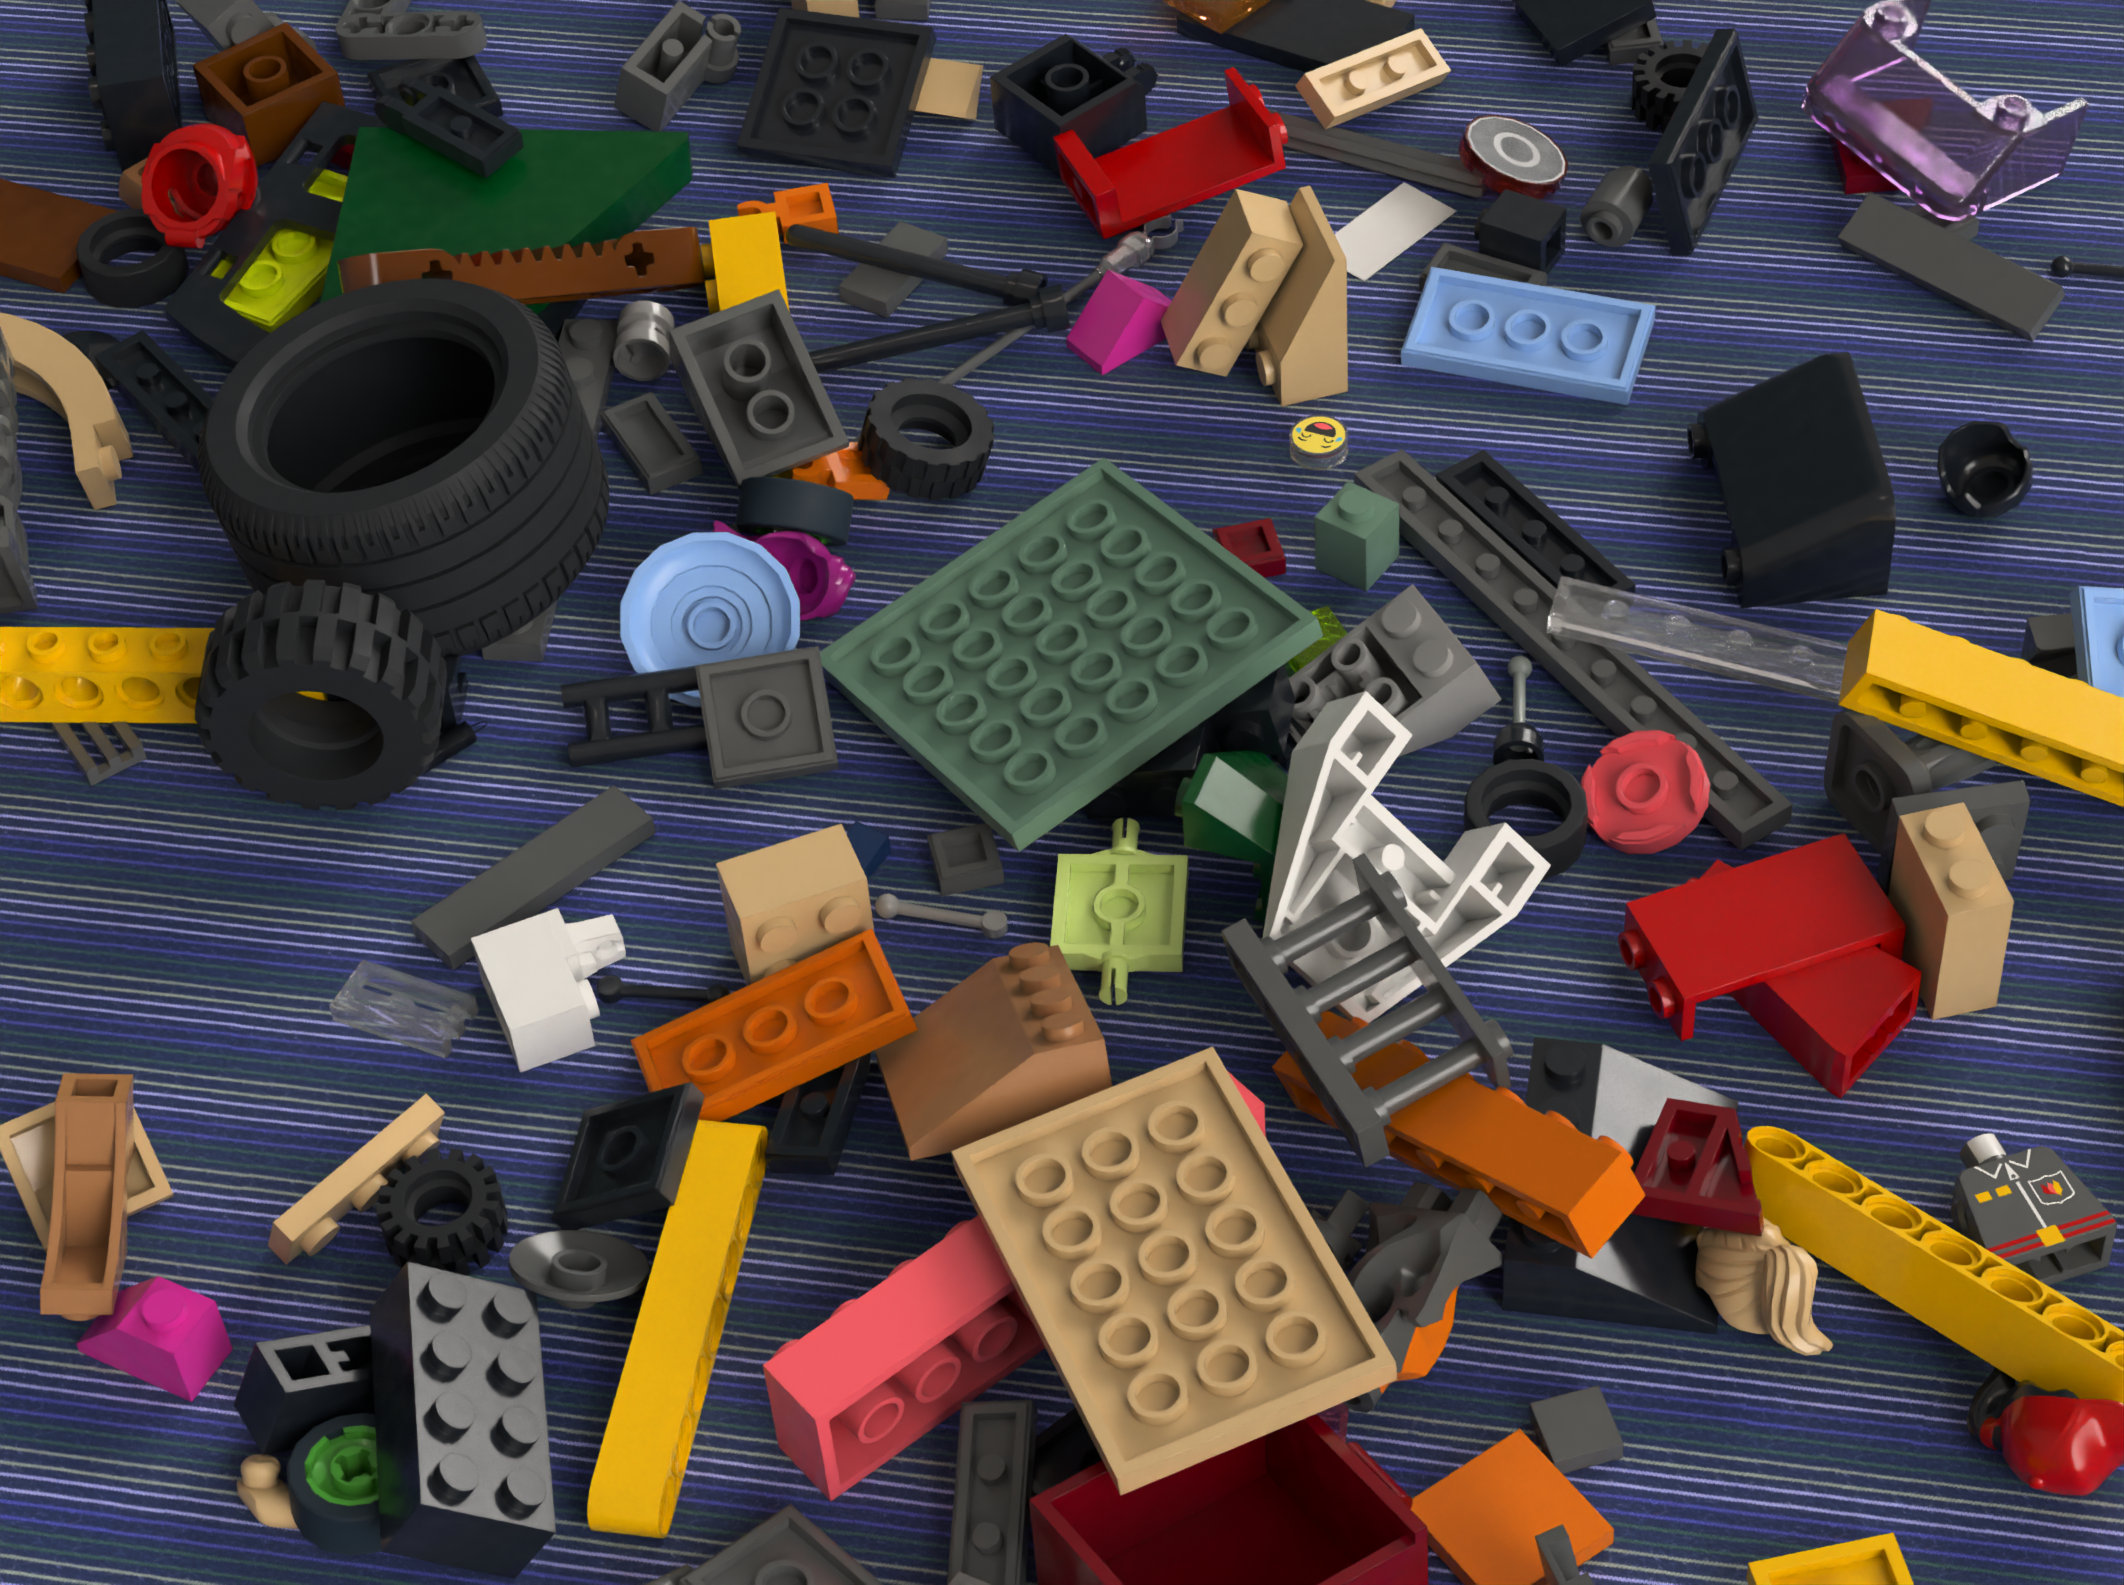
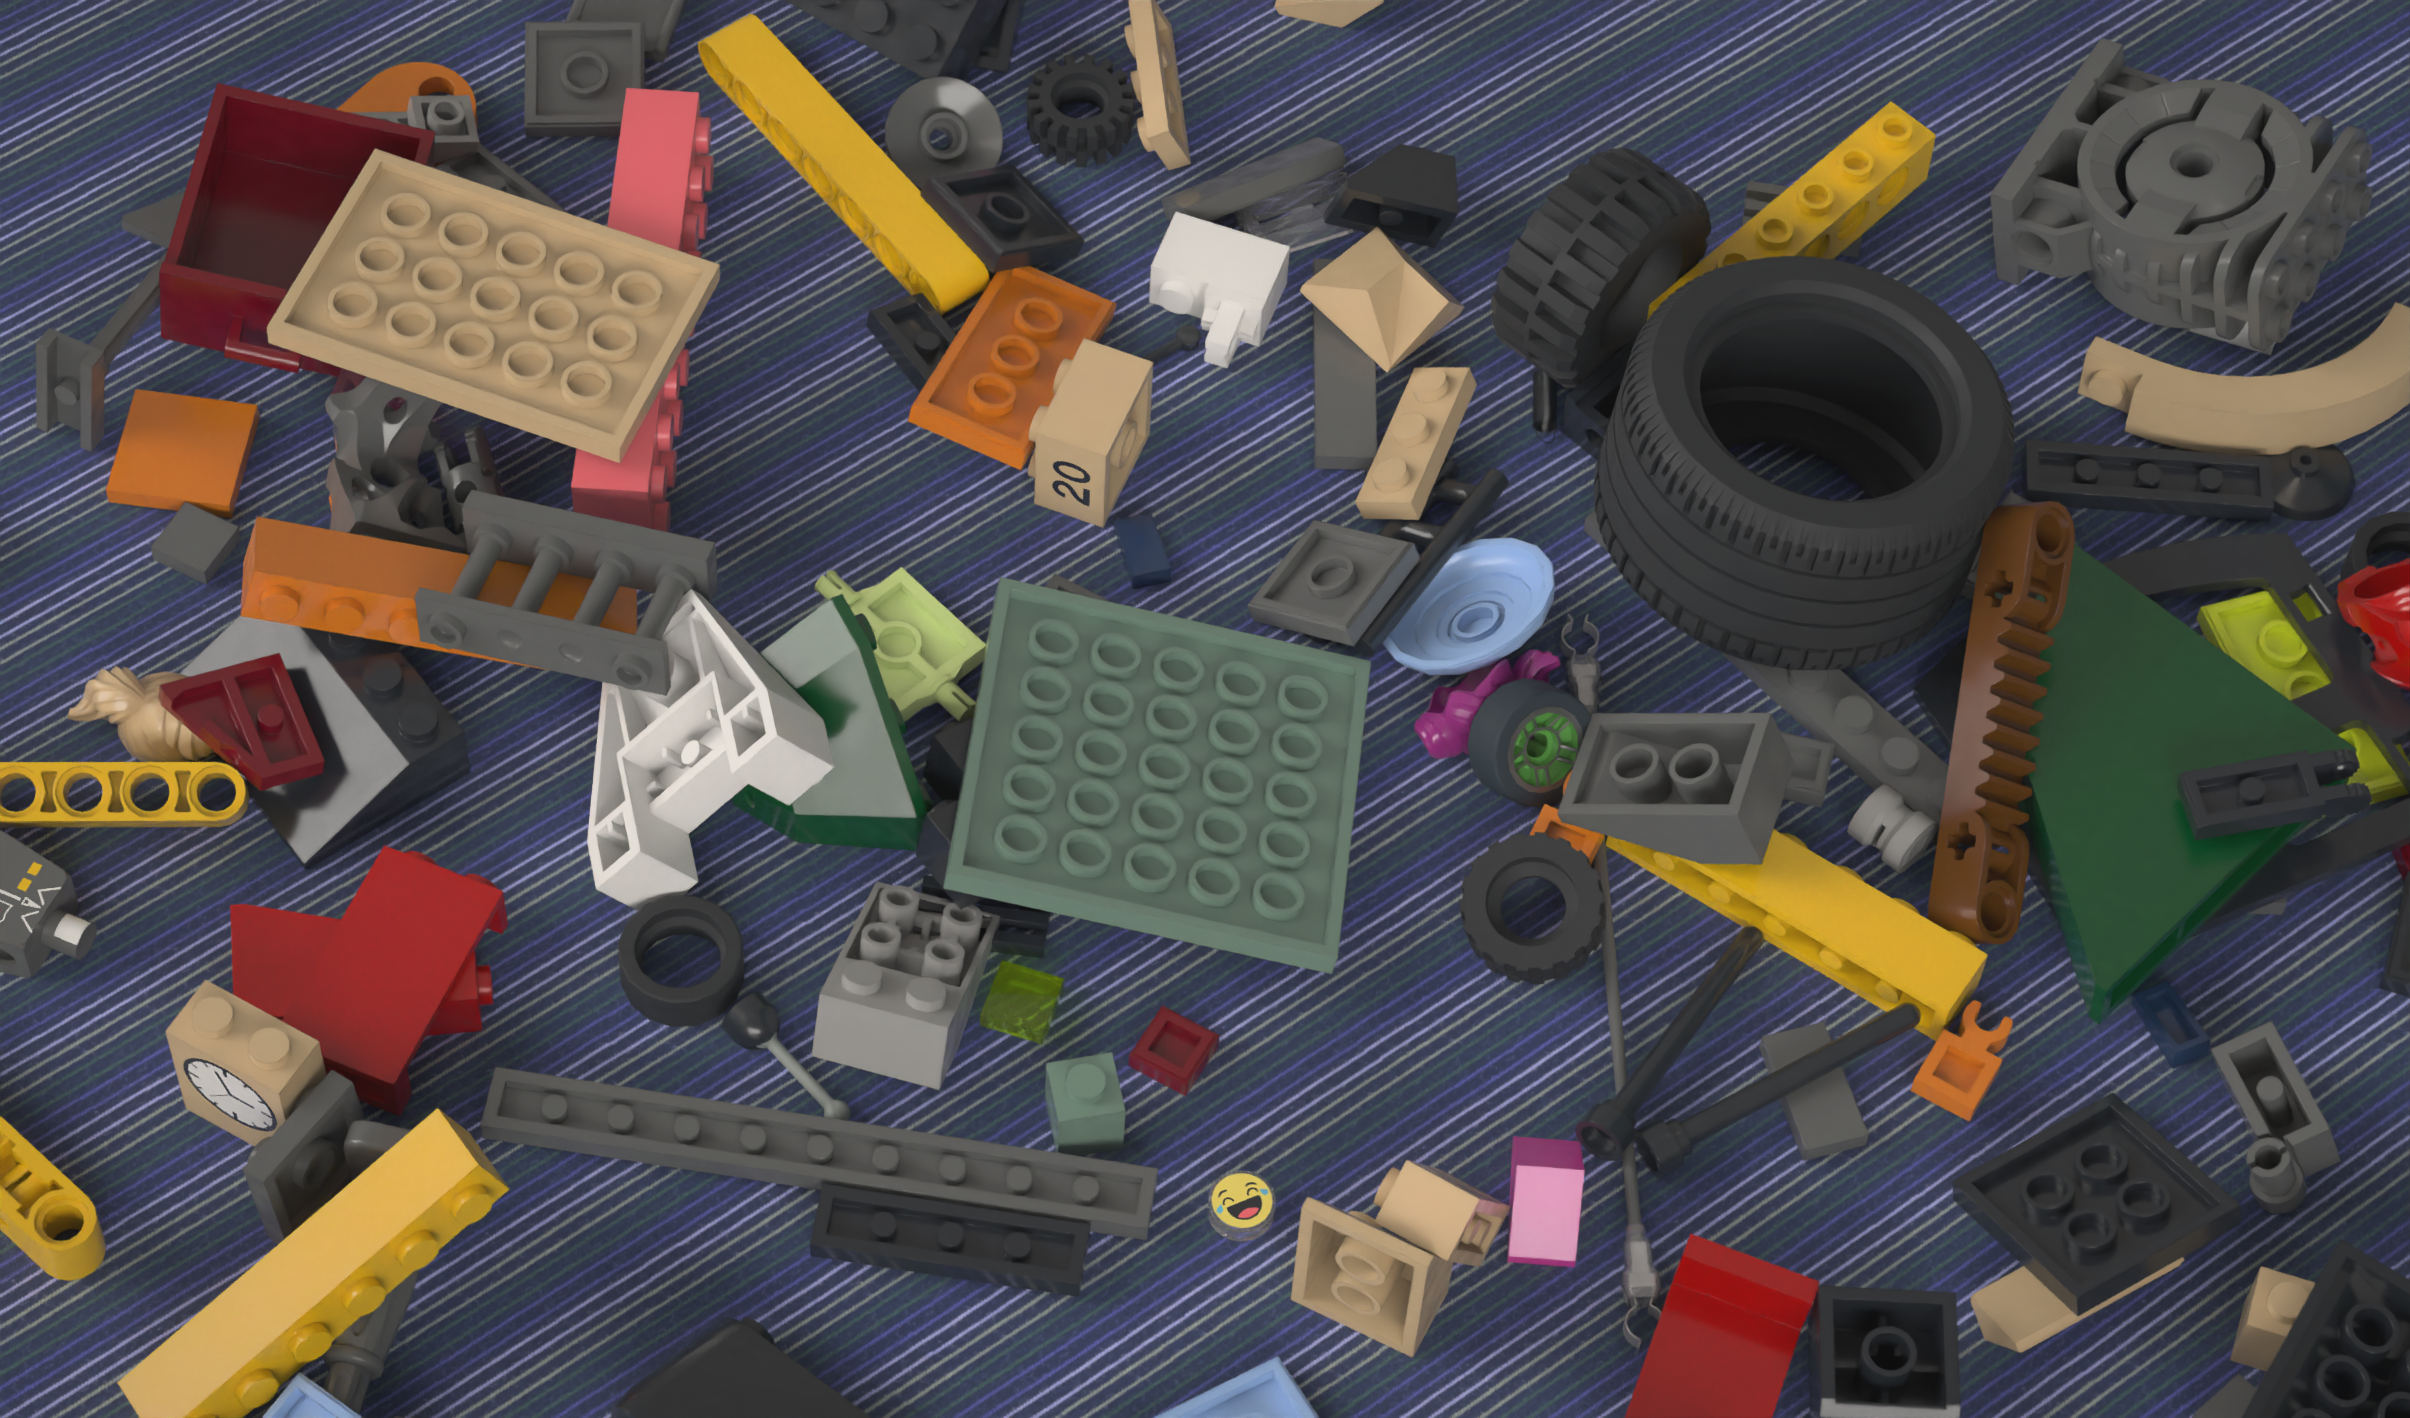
camera: 125 degrees right, 10 degrees up
(331, 931) = (1403, 193): none -> black slope
(406, 1044) = (1257, 180): none -> dark grey tile
(449, 870) = (1382, 299): none -> tan slope
(575, 769) = (1416, 443): none -> tan plate
(992, 923) = (986, 585): light grey hinge -> none
(994, 1053) = (810, 423): medium nougat slope -> none
(1645, 792) = (608, 1049): coral tile -> none
(1698, 639) = (664, 1249): clear tile -> none

